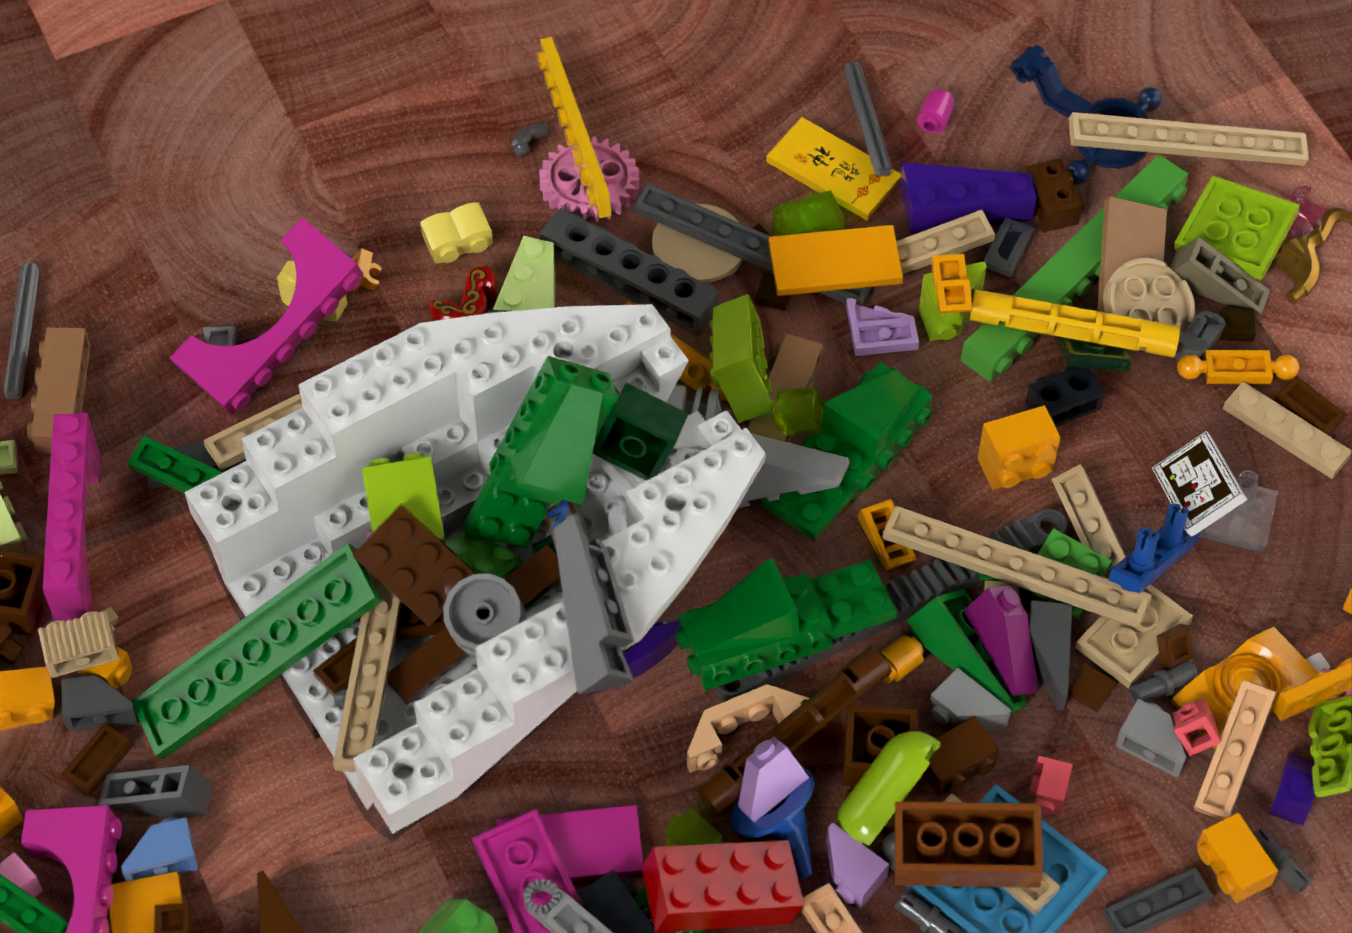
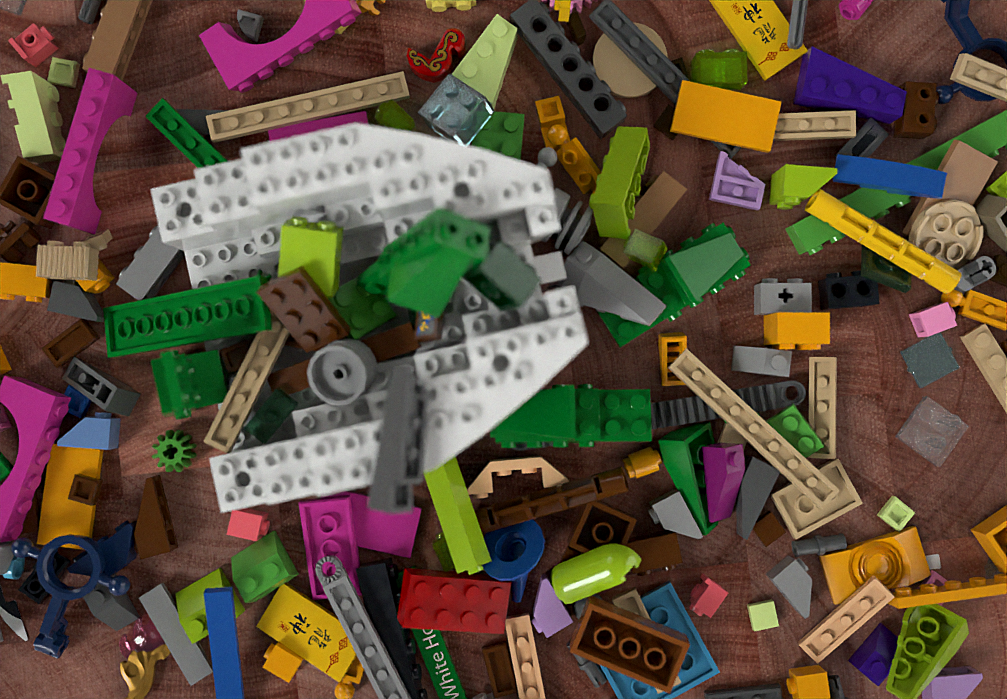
camera: 20 degrees right, 30 degrees up
(132, 824) = (79, 403): none -> blue tile
(185, 623) = (150, 267): none -> light grey brick
(278, 715) = (188, 382): none -> green wedge
(294, 835) = (170, 441): none -> bright green gear
(403, 712) = (271, 415): none -> clear green plate
(411, 895) = (248, 524): none -> coral brick
(622, 227) = (576, 28): none -> dark brown tile
(668, 762) = (457, 517): none -> lime brick
(768, 778) = (514, 536): lavender slope -> none
(951, 283) = (802, 183): light orange slope -> none
(969, 422) = (797, 296): none -> light grey brick
(996, 500) = (761, 361): none -> light grey slope
(1048, 255) = (890, 176): none -> blue slope
(1133, 791) = (762, 615): none -> yellowish green tile
(1155, 552) = (856, 455): blue plate -> none
(1174, 646) = (839, 523): reddish brown tile -> none
(1178, 395) = (933, 319): none -> bright pink brick
(1192, 719) = (826, 599): coral brick -> none
(1195, 425) = (929, 359): none -> clear light blue piece
(1201, 482) = (915, 407): tile -> none
(1242, 620) = (896, 513): none -> yellowish green tile

